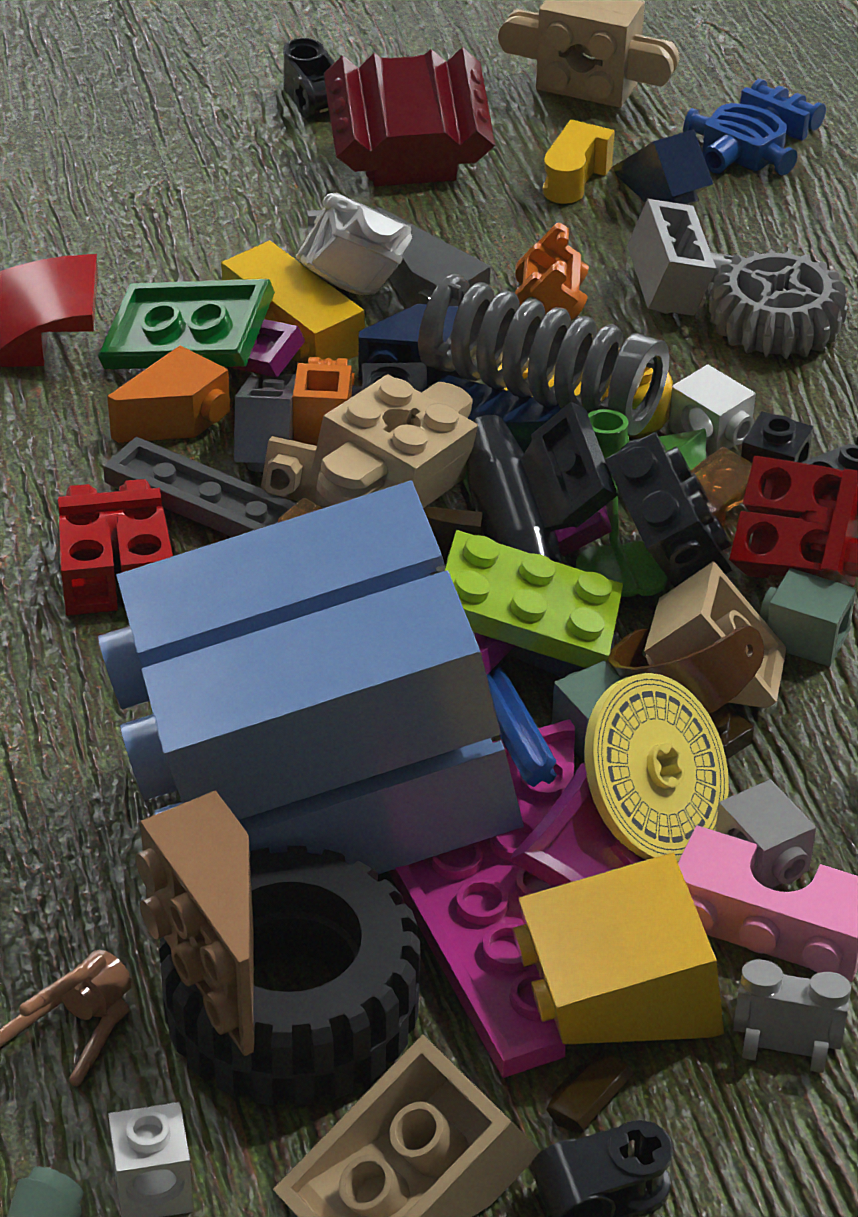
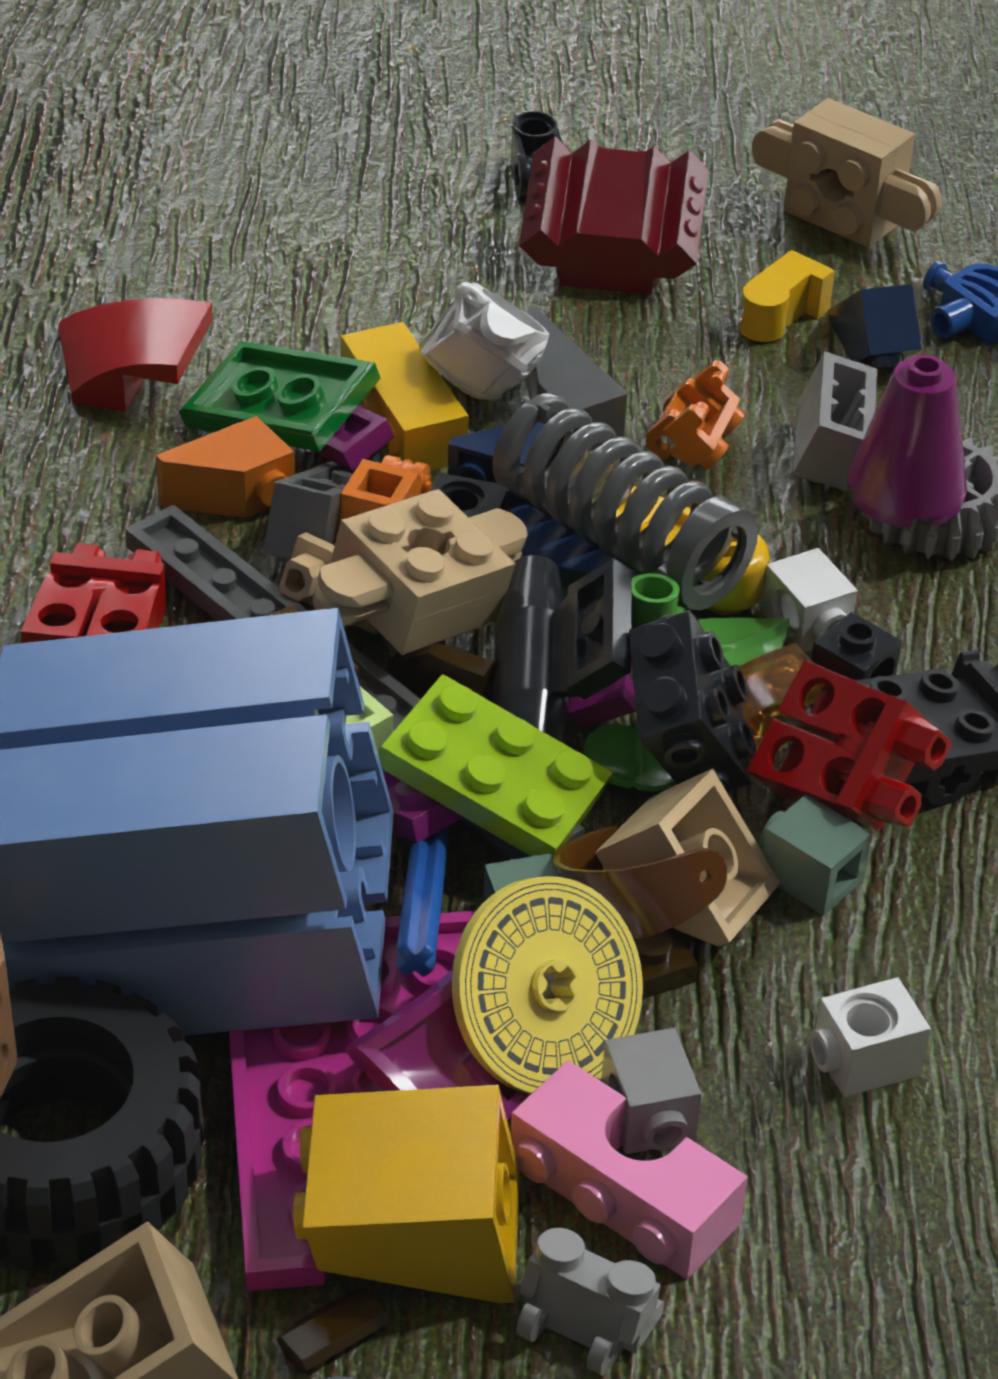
camera: 15 degrees right, 0 degrees up
(762, 264) = (912, 448): none -> magenta cone

